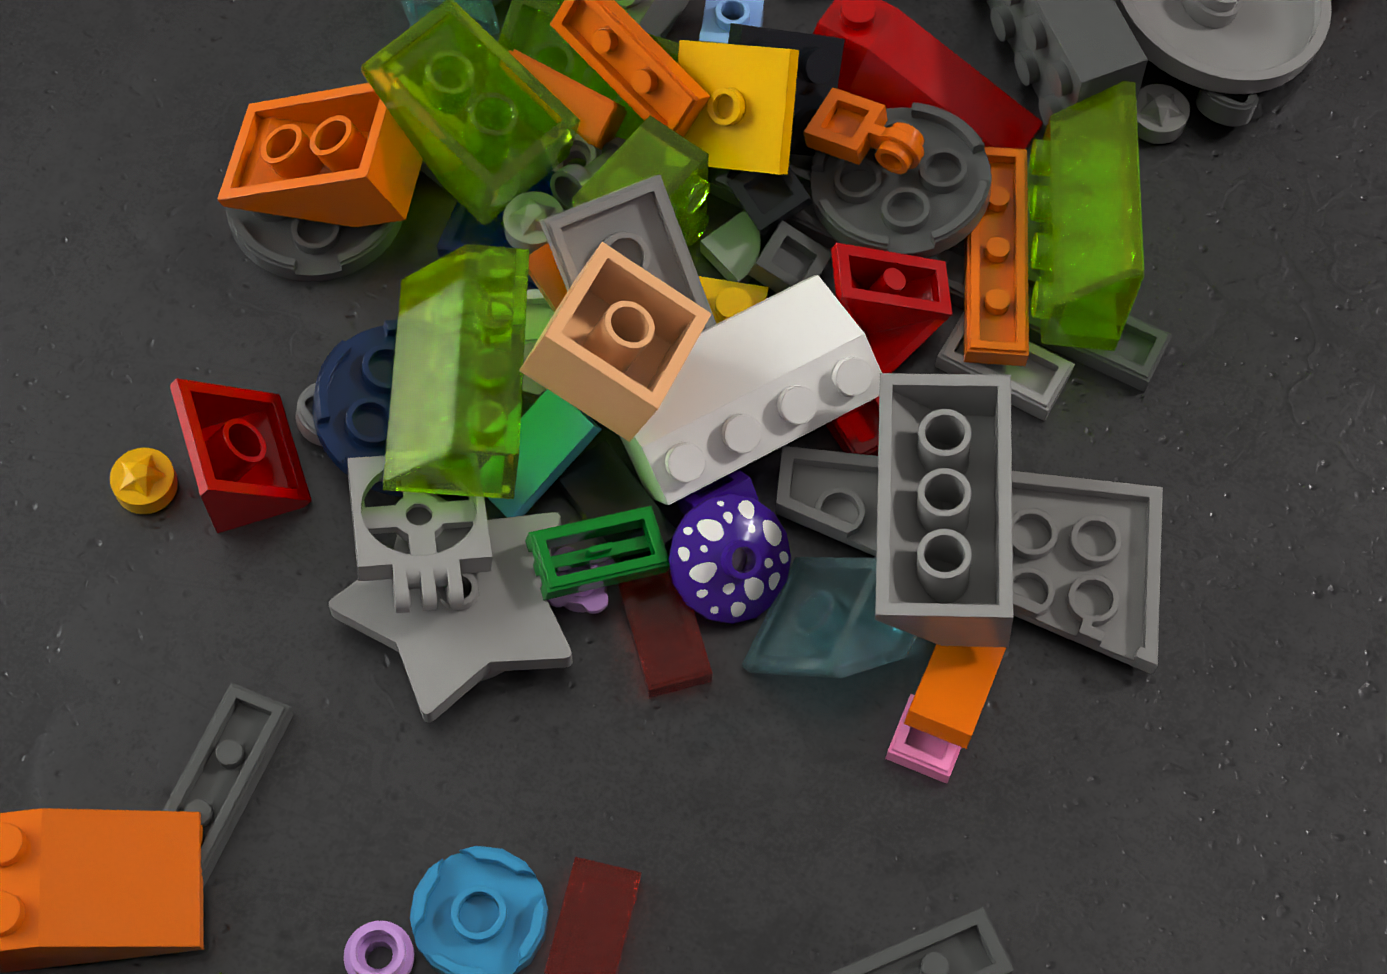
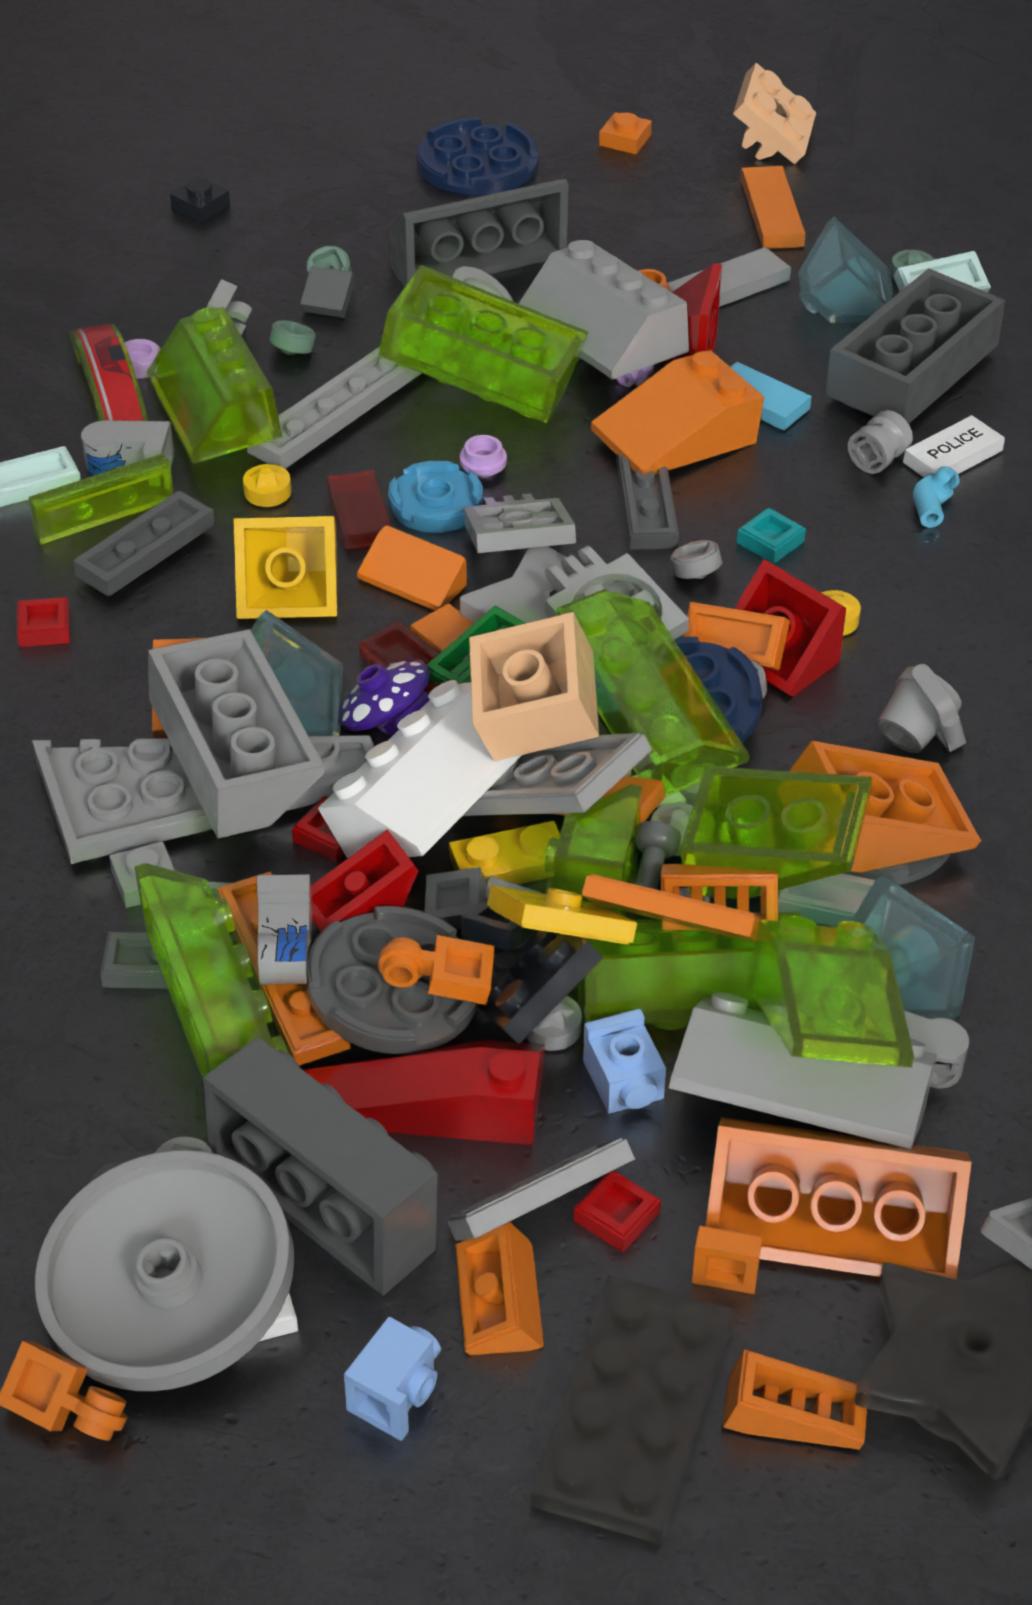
camera: 155 degrees right, 20 degrees down
(118, 643) = (771, 535): none -> teal tile
(180, 269) = (921, 709): none -> light grey piece
(240, 627) = (696, 559): none -> light grey tile
(292, 464) = (753, 633): none -> orange tile
(407, 816) = (518, 523): none -> light grey piece
(587, 773) = (414, 568): none -> orange slope
(601, 653) = (441, 627): none -> orange tile
(737, 831) = (286, 567): none -> yellow slope
(992, 241) = (284, 928): none -> light grey leg
(1076, 904) = (43, 622): none -> red tile
(1084, 447) = (124, 873): none -> light grey plate

